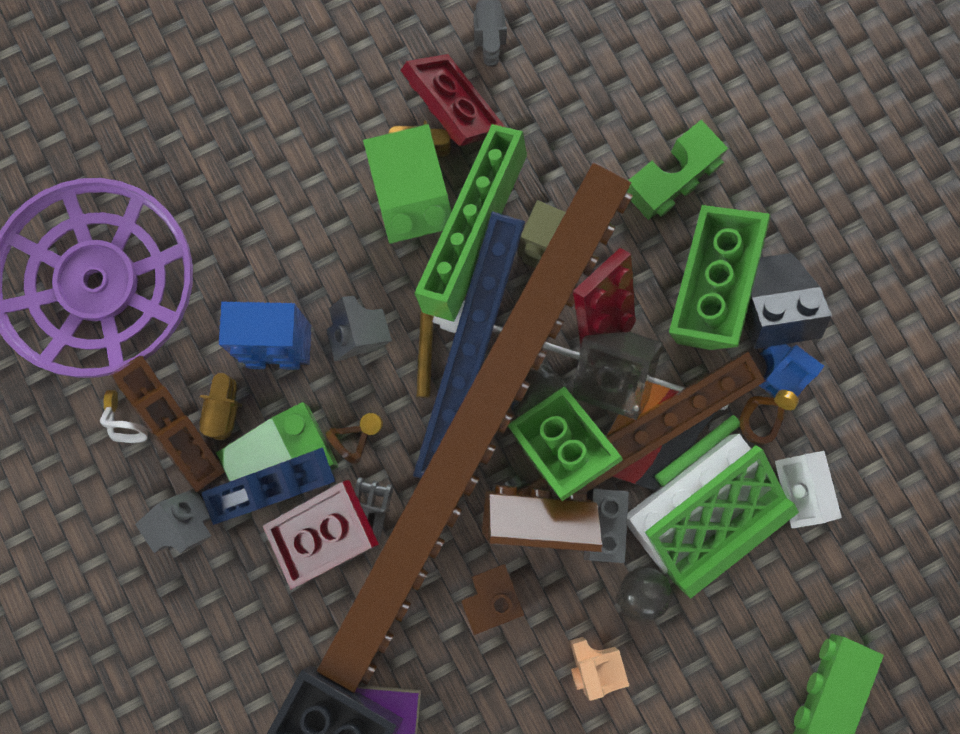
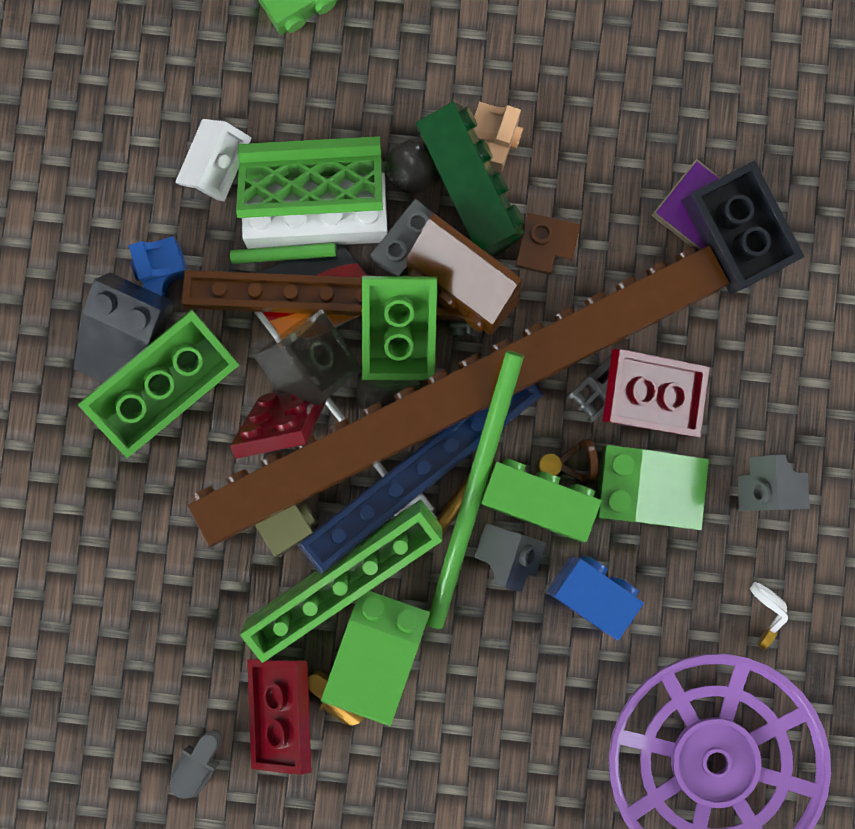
camera: 140 degrees left, 5 degrees up
(167, 423) = (728, 582): reddish brown slope -> none
(219, 408) = (675, 565): pearl gold arm -> none
(268, 486) = (675, 463): dark blue slope -> none
(358, 384) = (541, 500): none -> bright green brick
(418, 362) = (475, 488): none -> bright green piece
(591, 610) = (471, 179): none -> dark green slope
(698, 154) = (90, 513): bright green arch -> none
(784, 400) = (181, 242): reddish brown piece -> none

